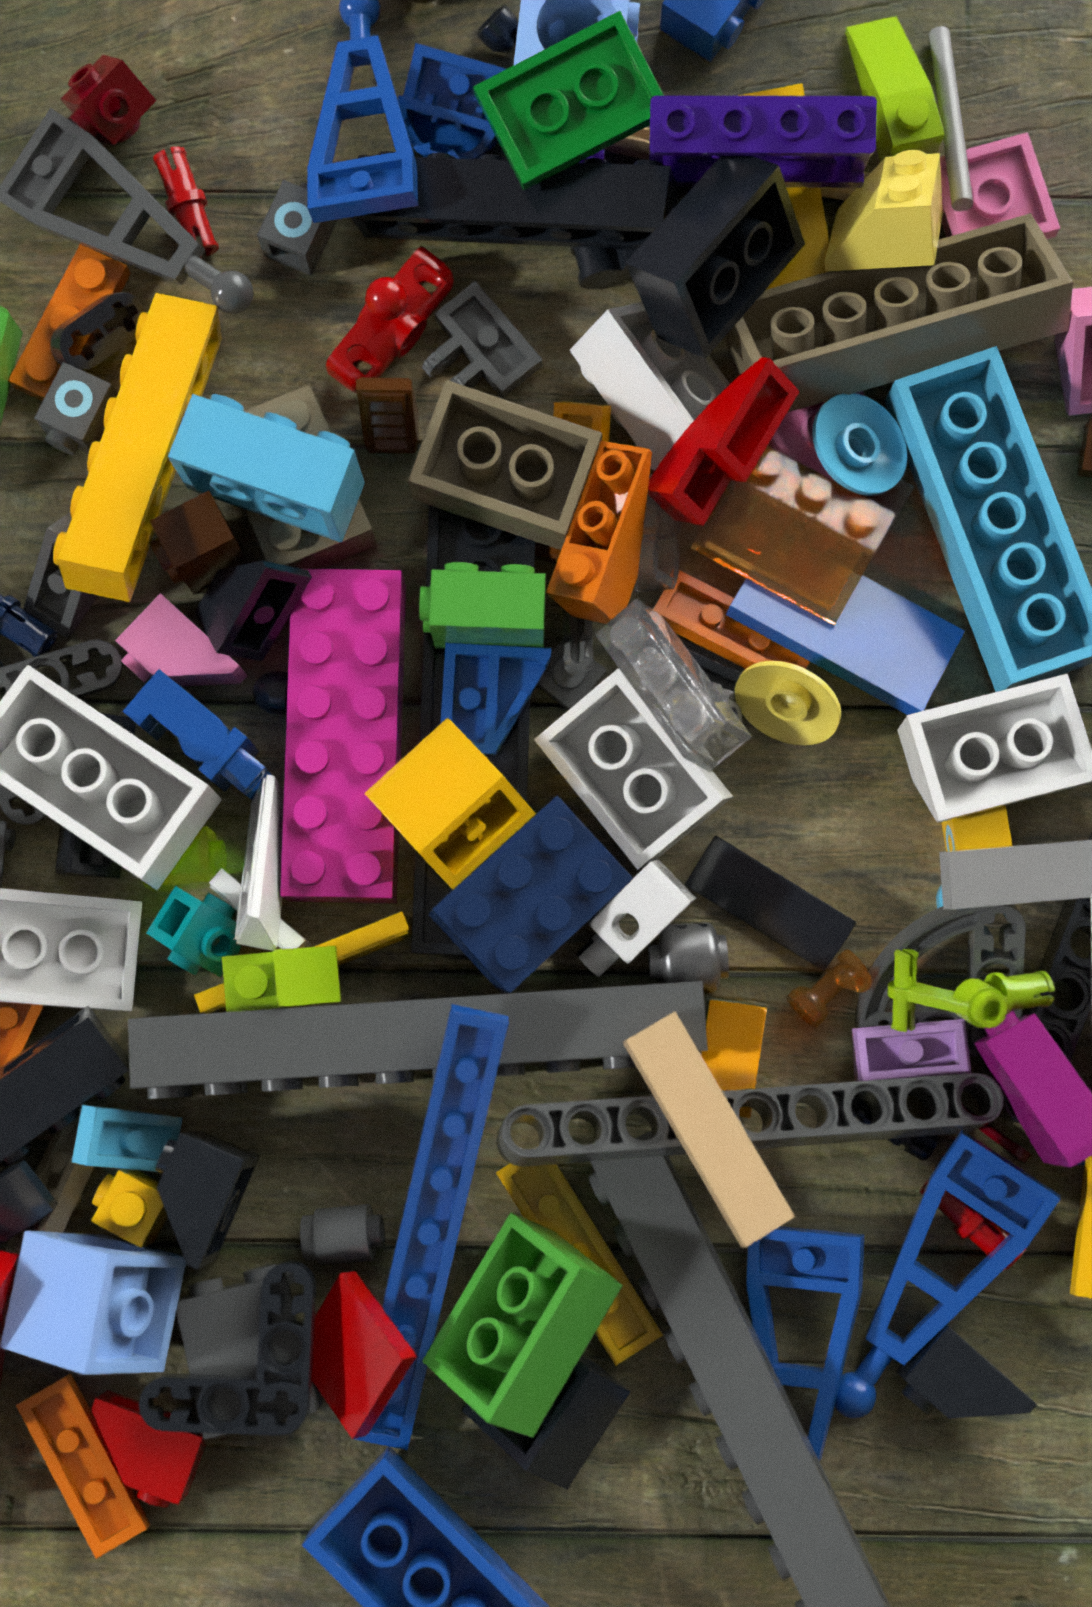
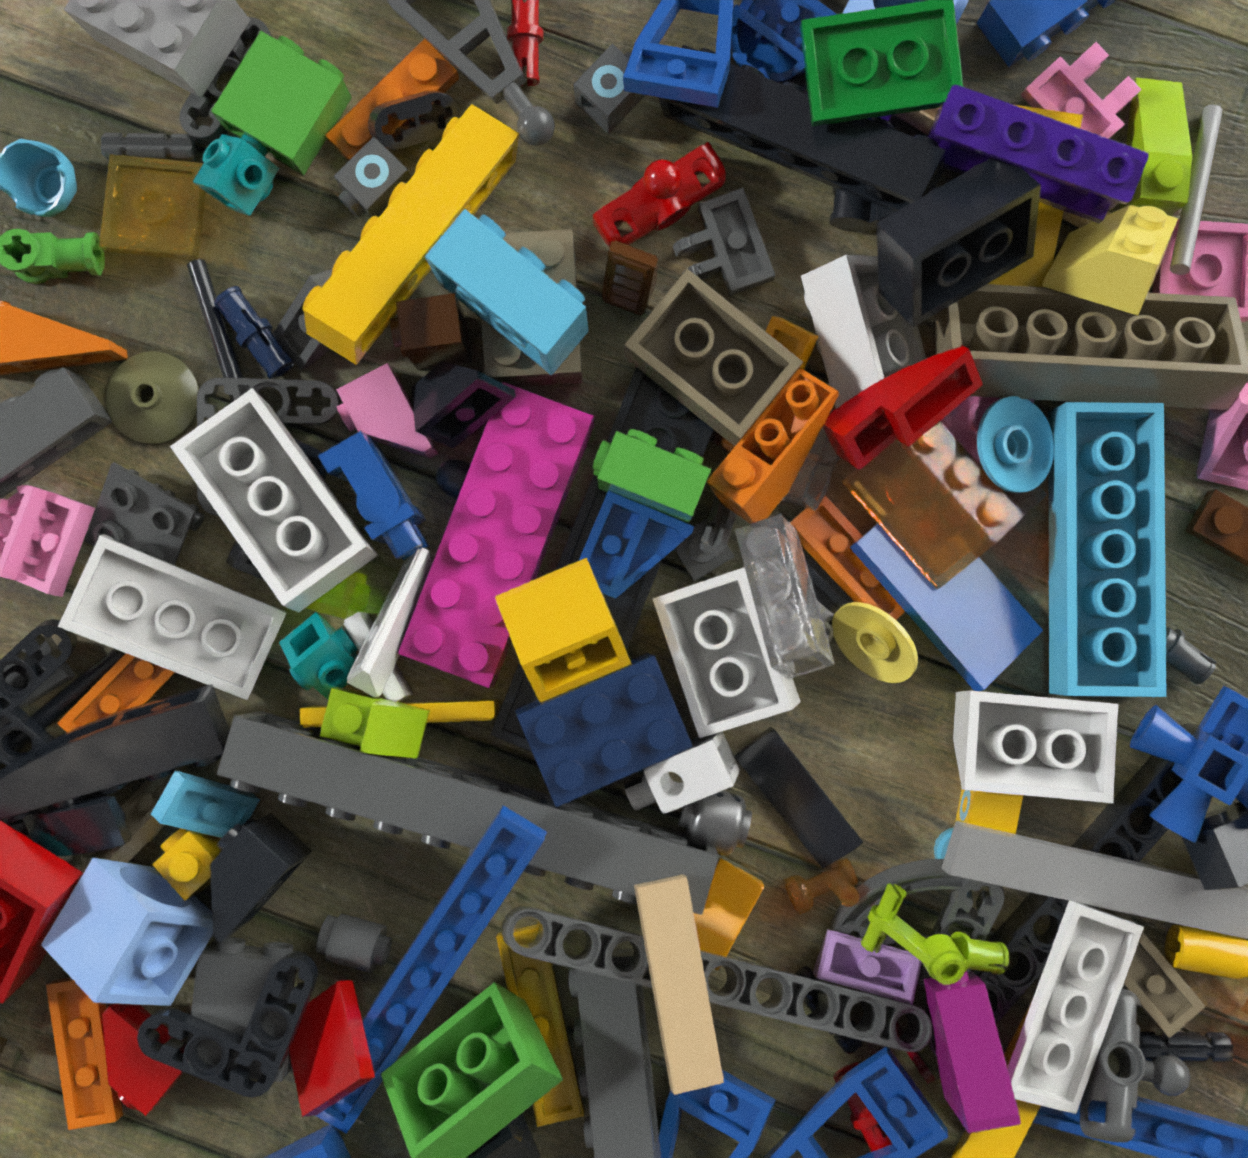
camera: 20 degrees right, 5 degrees up
(776, 63) = (1064, 90): none -> bright pink plate

